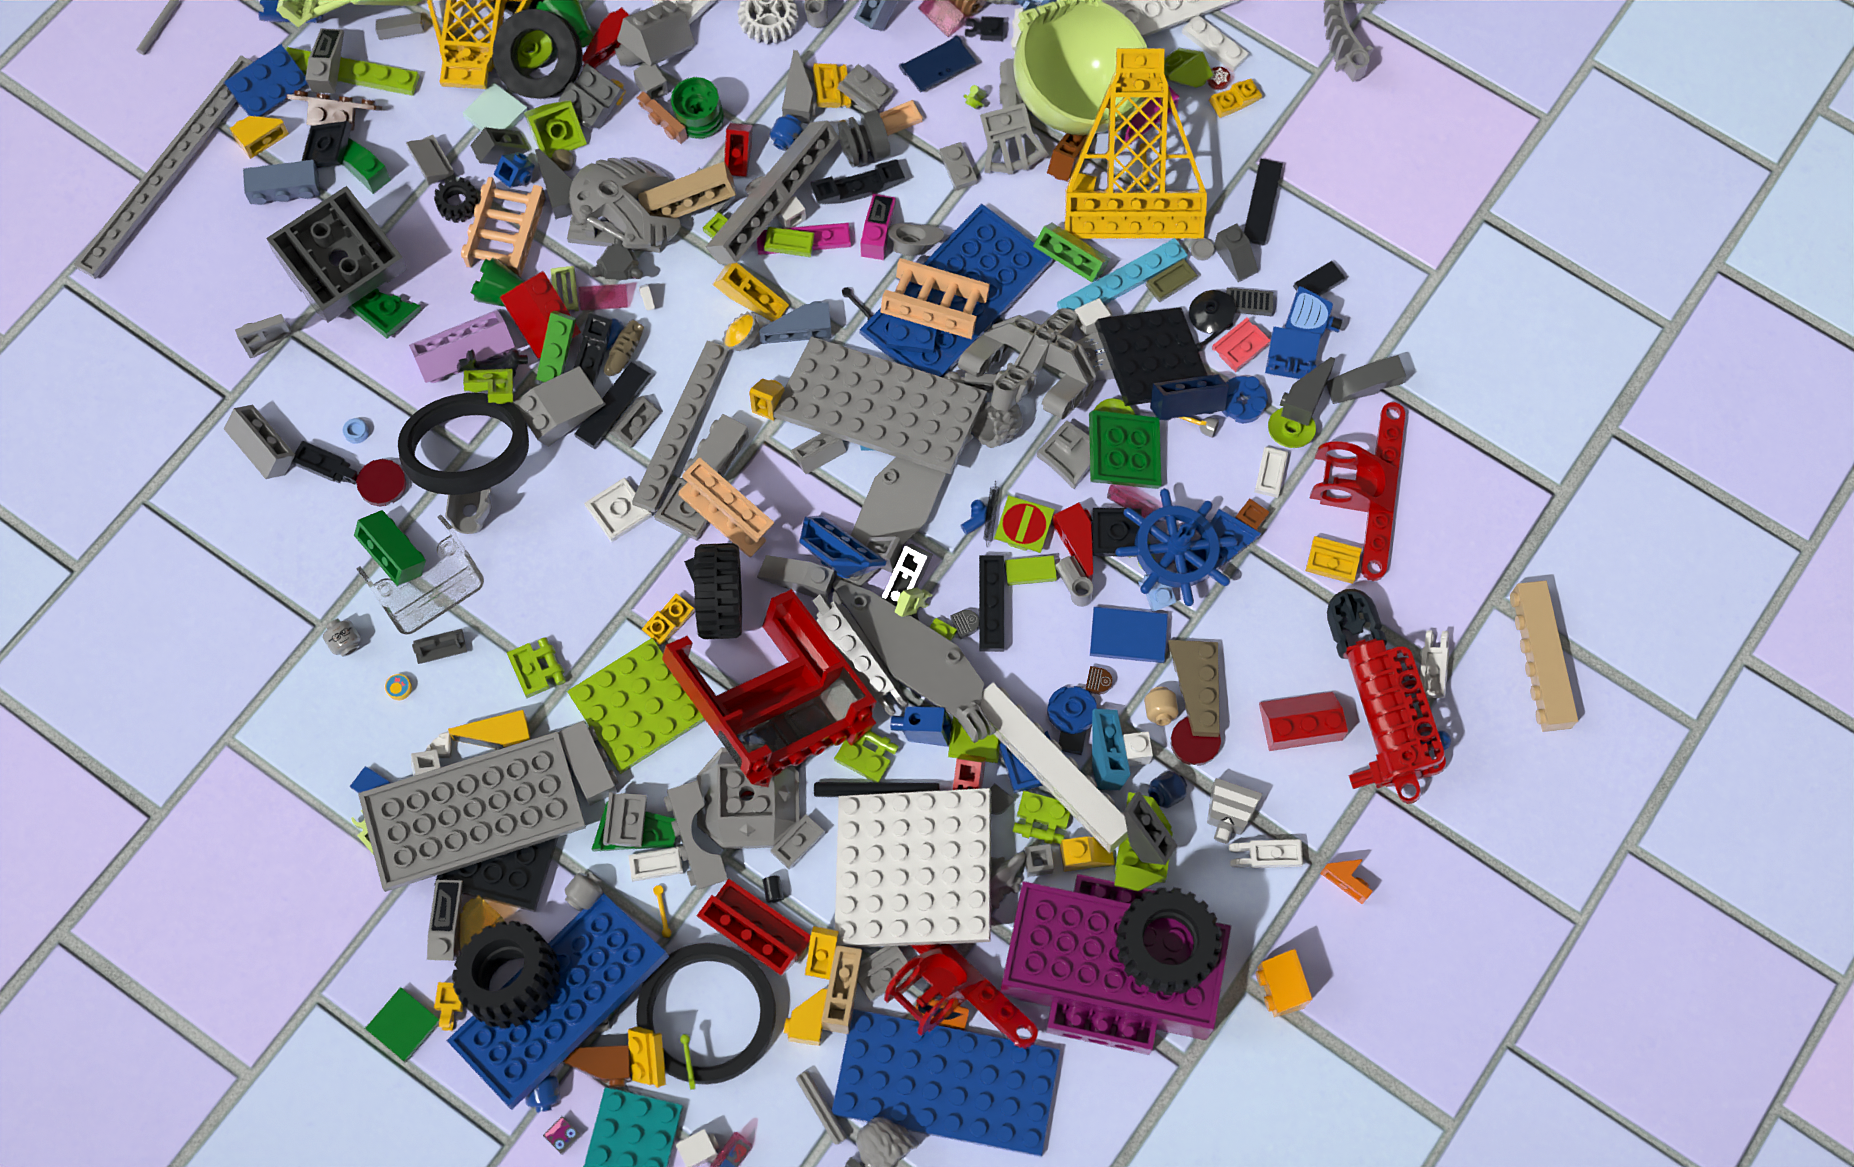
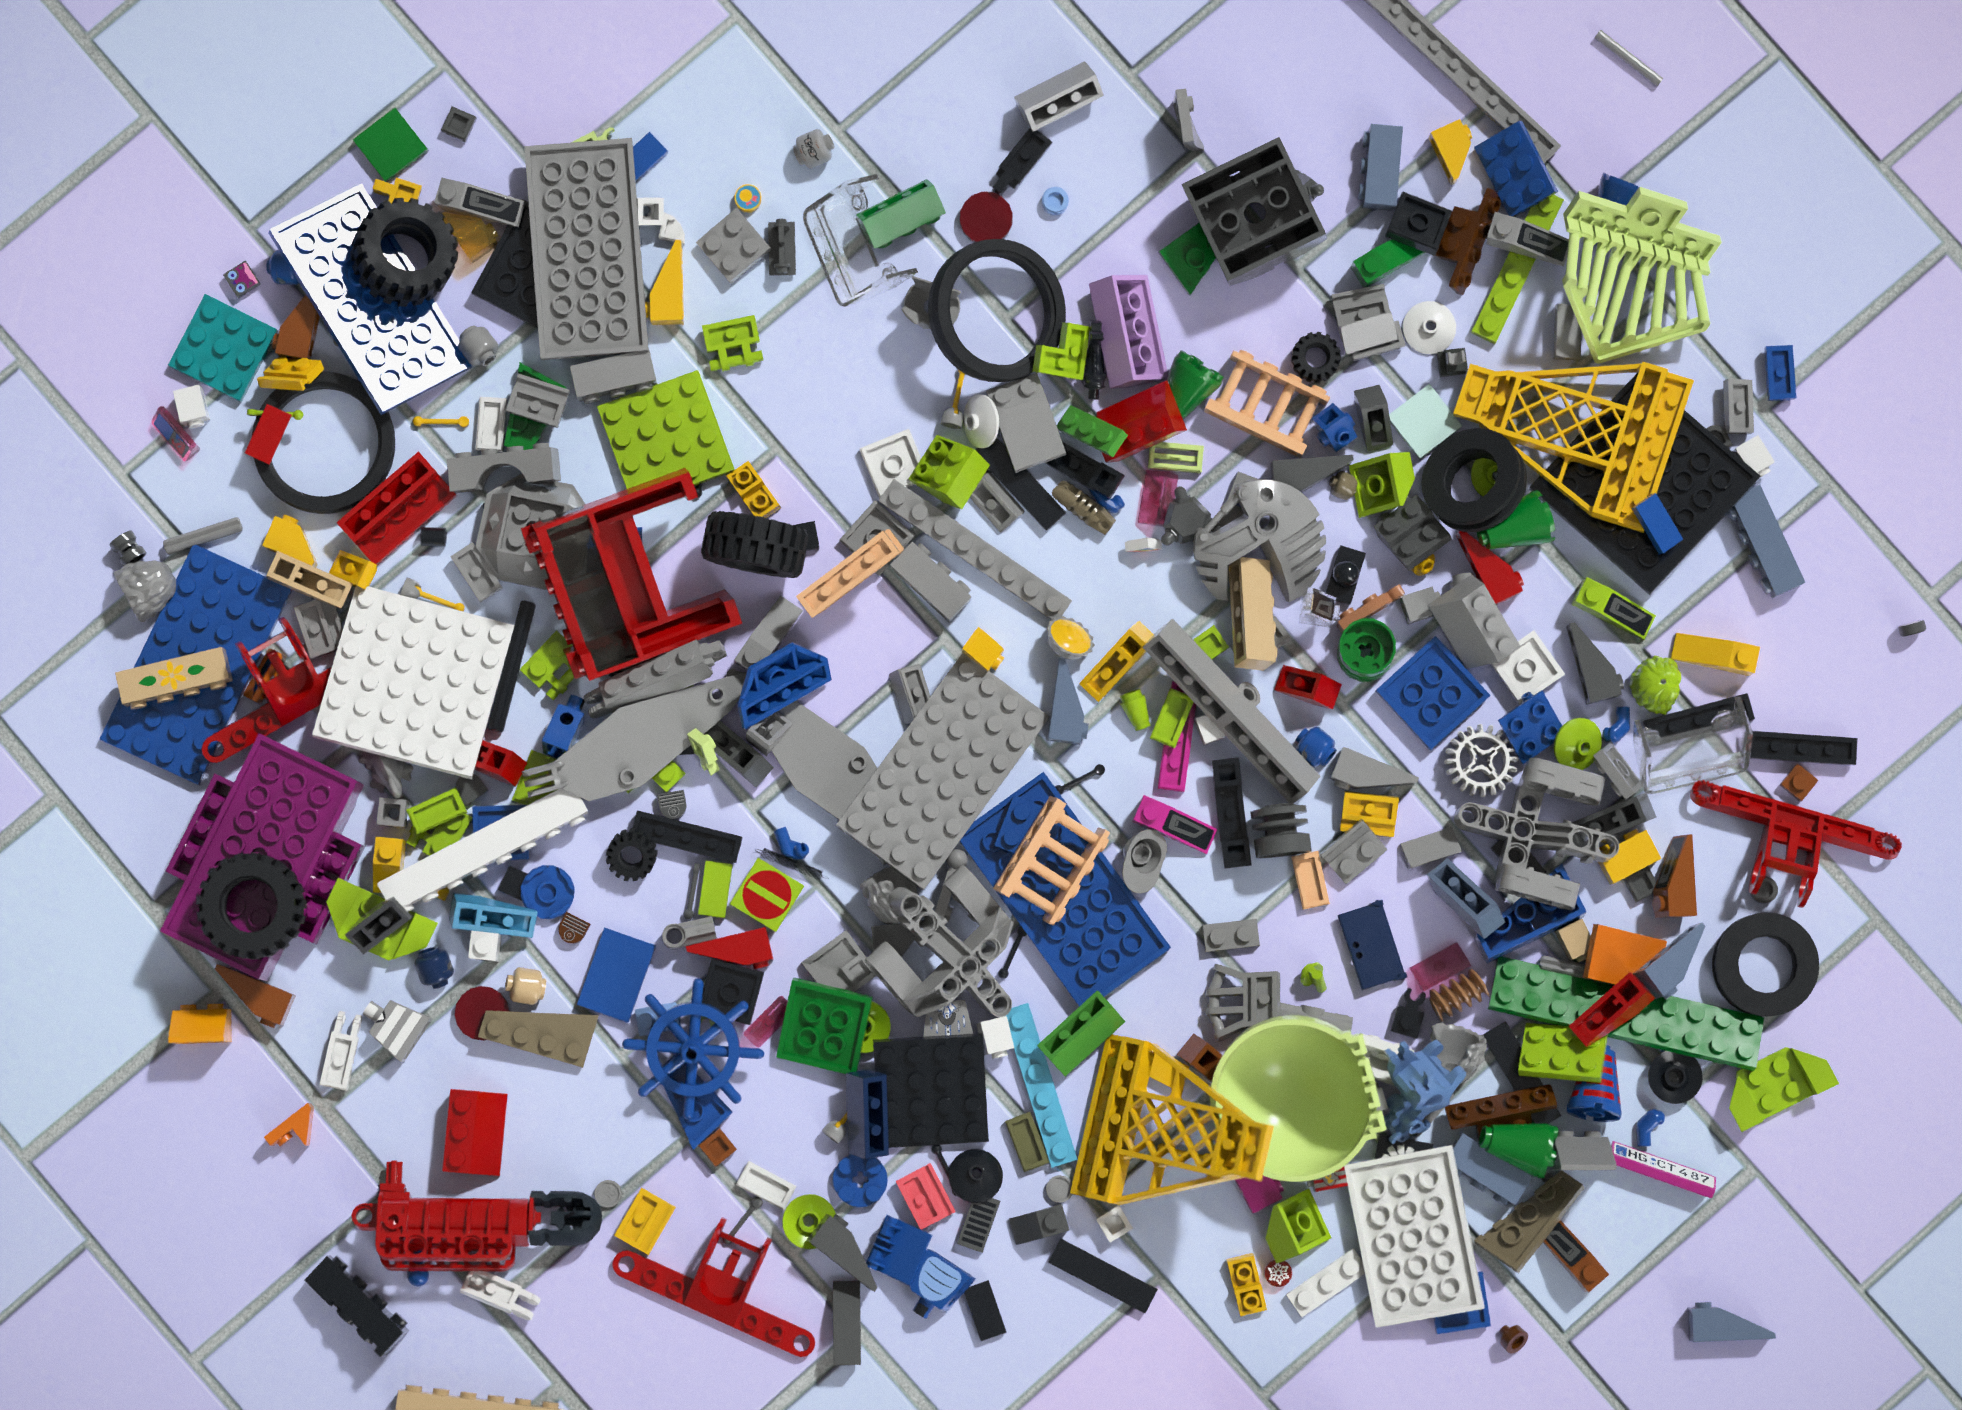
camera: 100 degrees right, 15 degrees up
(371, 965) = (458, 124): none -> dark grey tile
(406, 175) = (1359, 304): none -> light grey plate
(425, 124) = (1420, 337): none -> white dish
(440, 98) = (1452, 362): none -> pearl dark grey piece
(445, 687) = (733, 245): none -> light grey plate
(565, 432) = (980, 421): none -> white dish
(566, 470) = (952, 416): none -> light grey hinge
(615, 459) = (949, 471): none -> lime slope
(637, 143) = (1345, 574): none -> black tile
(671, 152) = (1318, 608): none -> clear slope
(710, 1060) = (268, 434): none -> red tile
(722, 58) = (1432, 693): none -> blue plate
(788, 272) = (1136, 709): none -> lime cone
(827, 896) = (413, 590): none -> hinge
(848, 38) = (1430, 848): none -> light grey slope
(966, 1093) = (173, 677): none -> tan brick
(1027, 819) = (436, 811): none -> lime tile
(1031, 637) = (637, 840): none -> black tyre
(1035, 419) = (895, 934): none -> dark grey slope
(1057, 588) = (688, 913): none -> dark grey hinge
(1219, 200) = (1114, 1223): none -> white plate
(1244, 933) = (261, 998): none -> dark orange slope
(1289, 478) = (756, 1203): none -> dark grey hinge
(1318, 598) = (608, 1193): none -> light grey piece
(1487, 779) = (357, 1304): none -> black wedge

